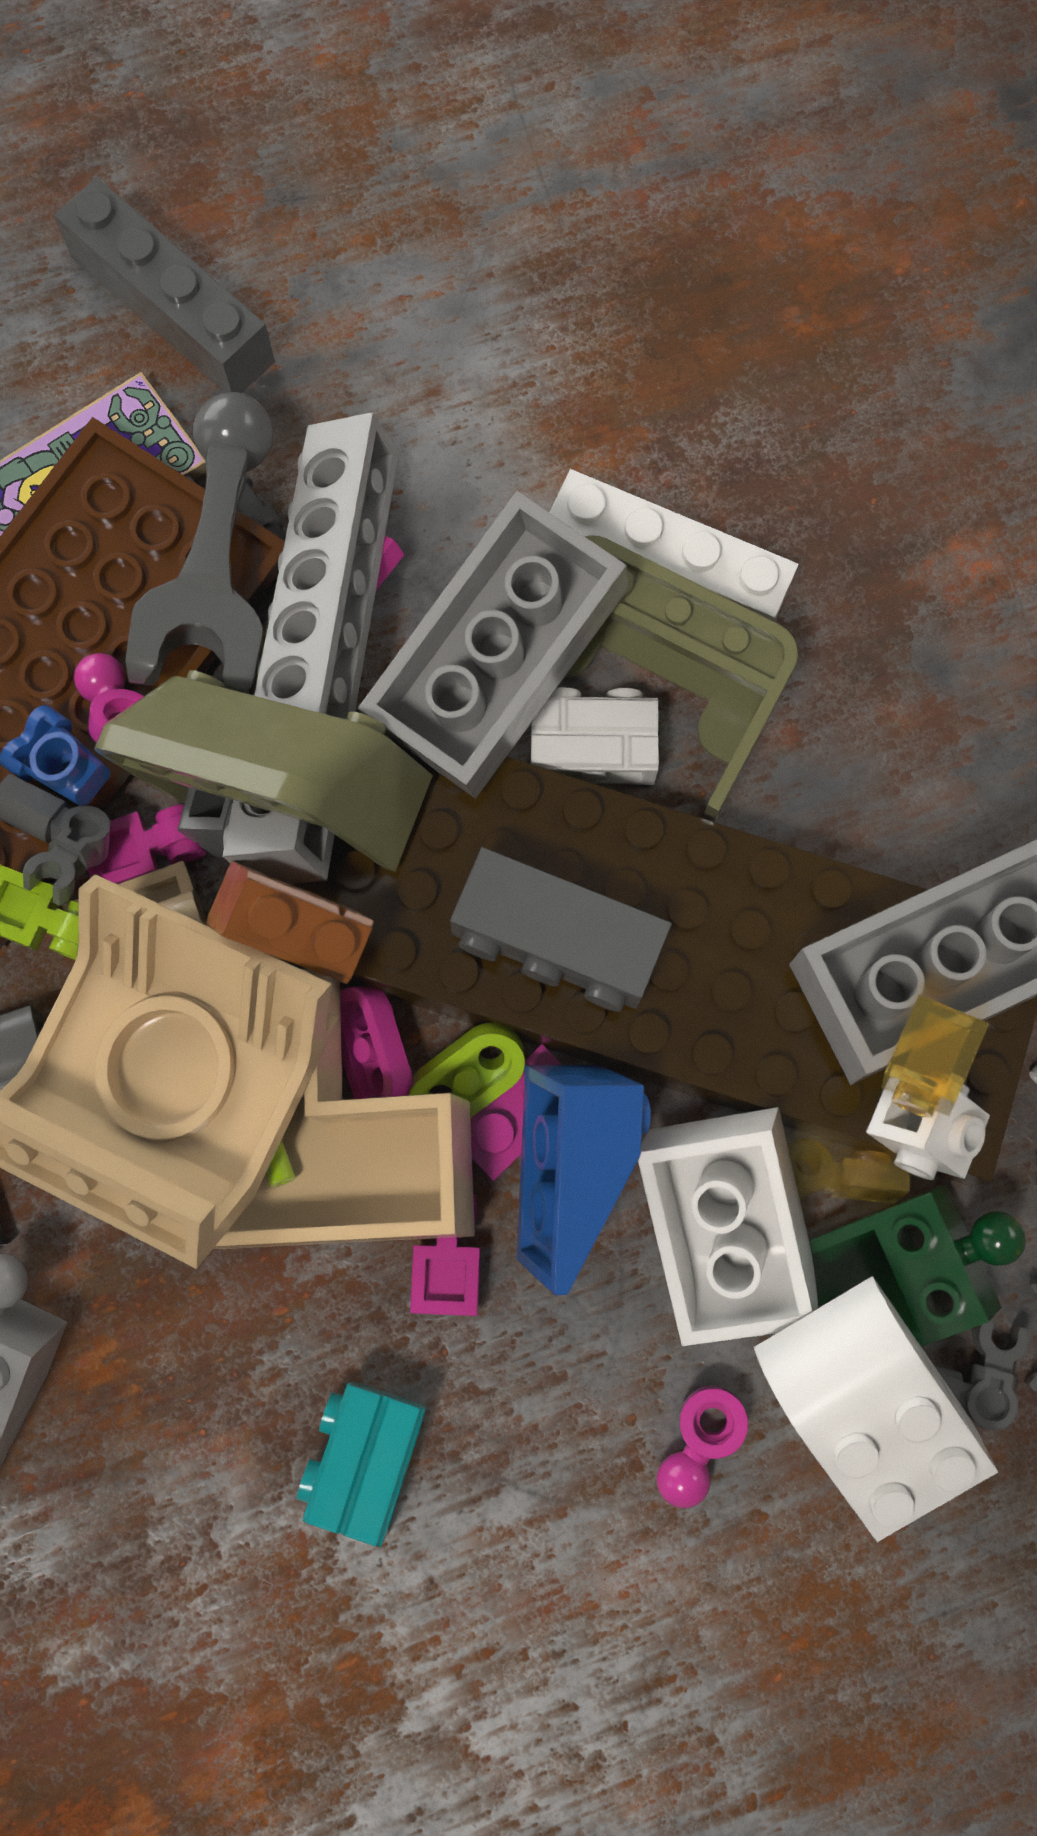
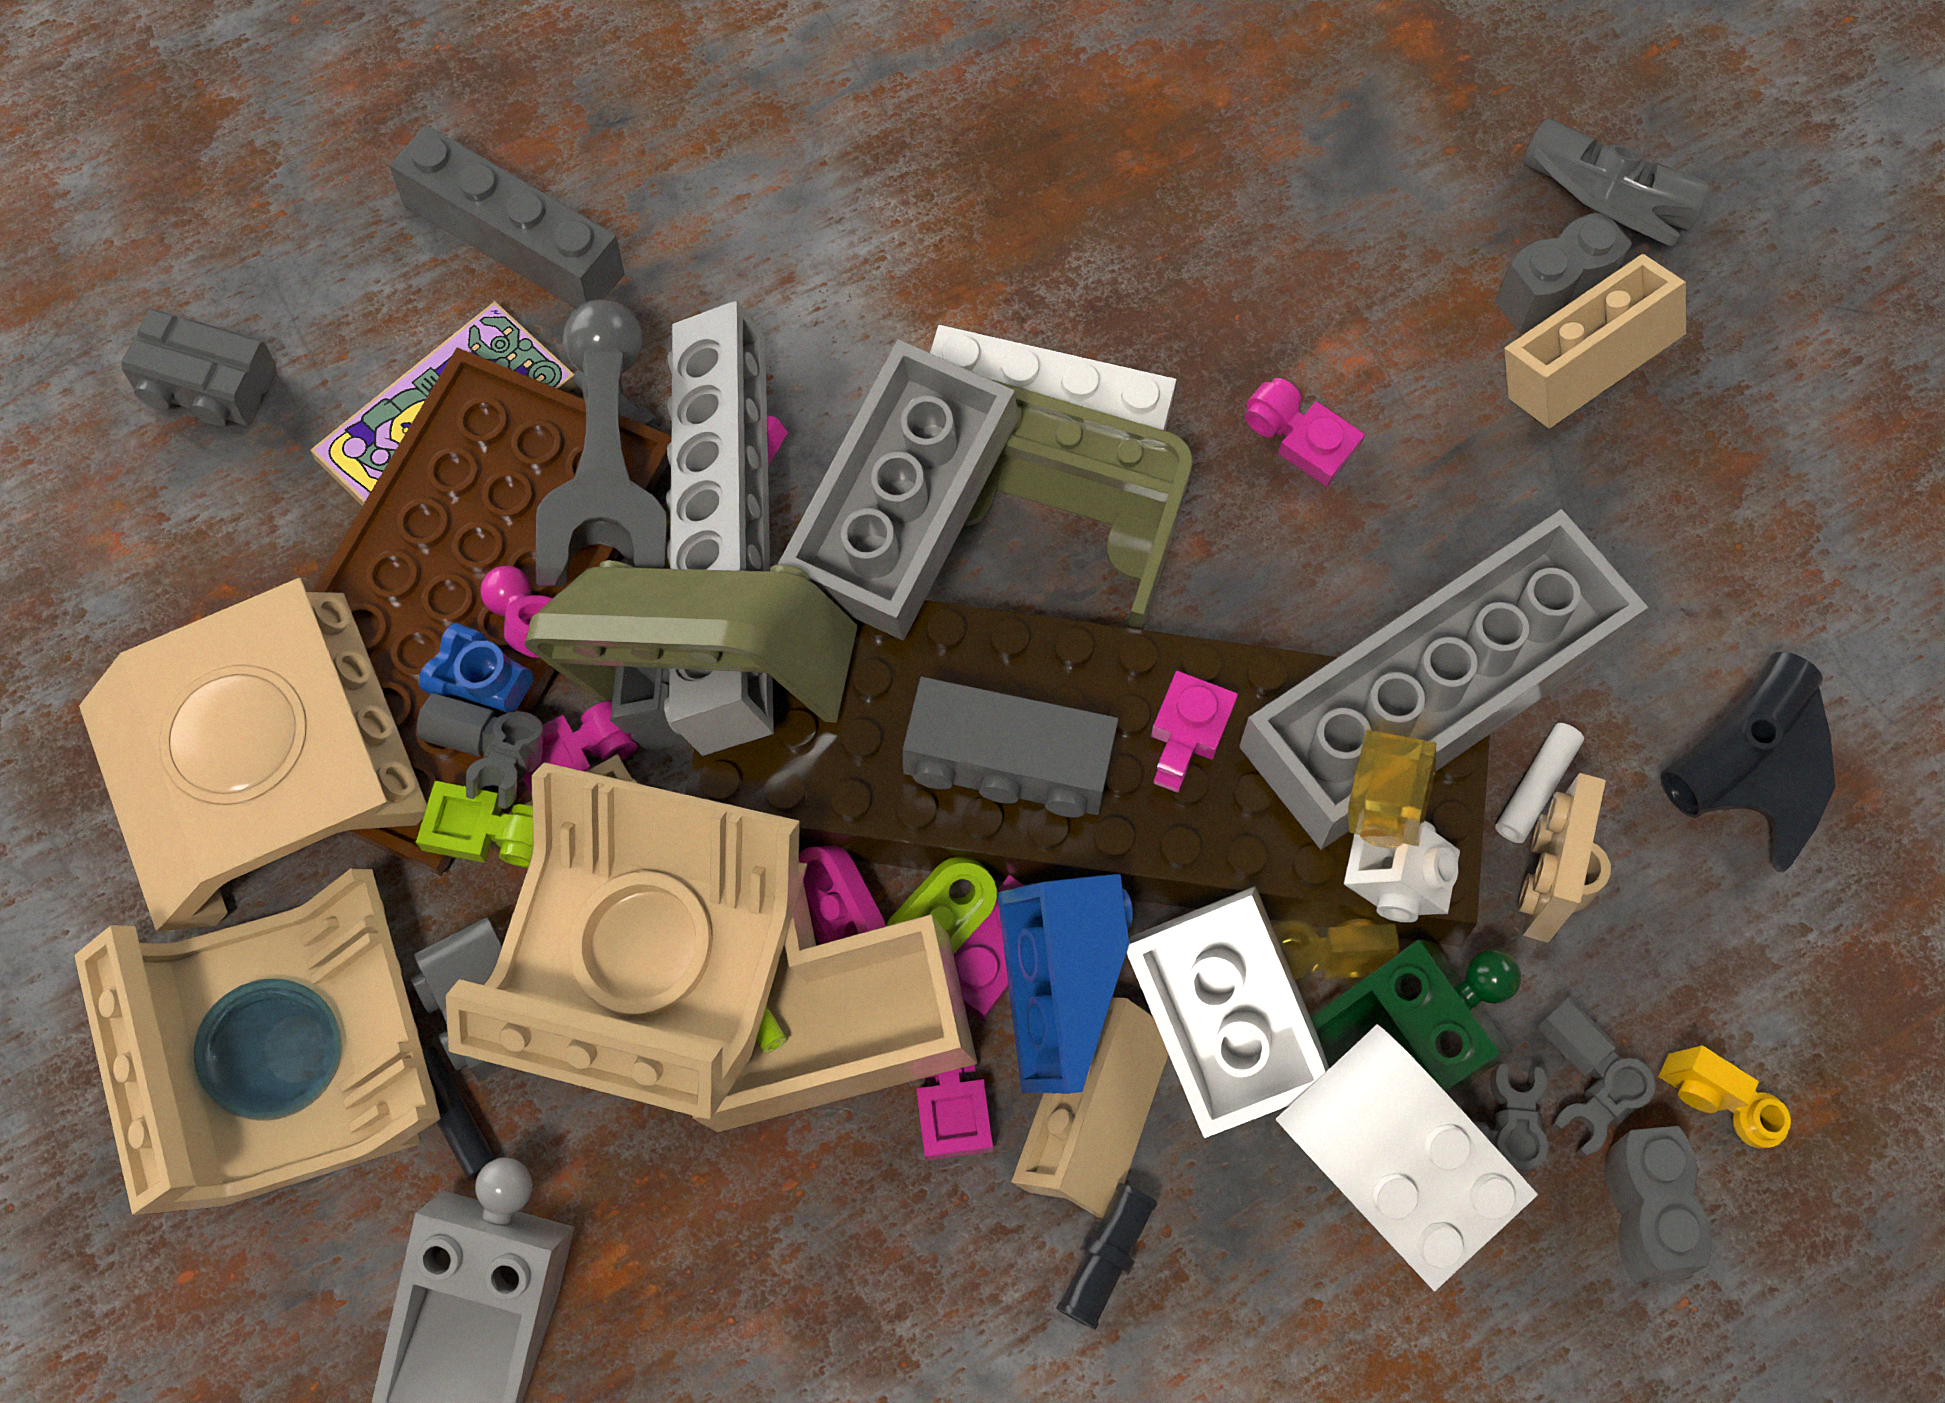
camera: 10 degrees left, 10 degrees down
(289, 922) = (745, 772): dark orange brick -> none
(362, 1464) = (903, 1312): teal brick -> none
(567, 1439) = (1107, 1255): none -> black pin
(569, 1335) = (1089, 1137): none -> tan panel
(598, 737) = (1012, 571): white brick -> none
(684, 1475) = (1231, 1272): dark pink plate -> none
(746, 932) = (1190, 723): none -> dark pink plate
(927, 645) = (1314, 442): none -> dark pink plate

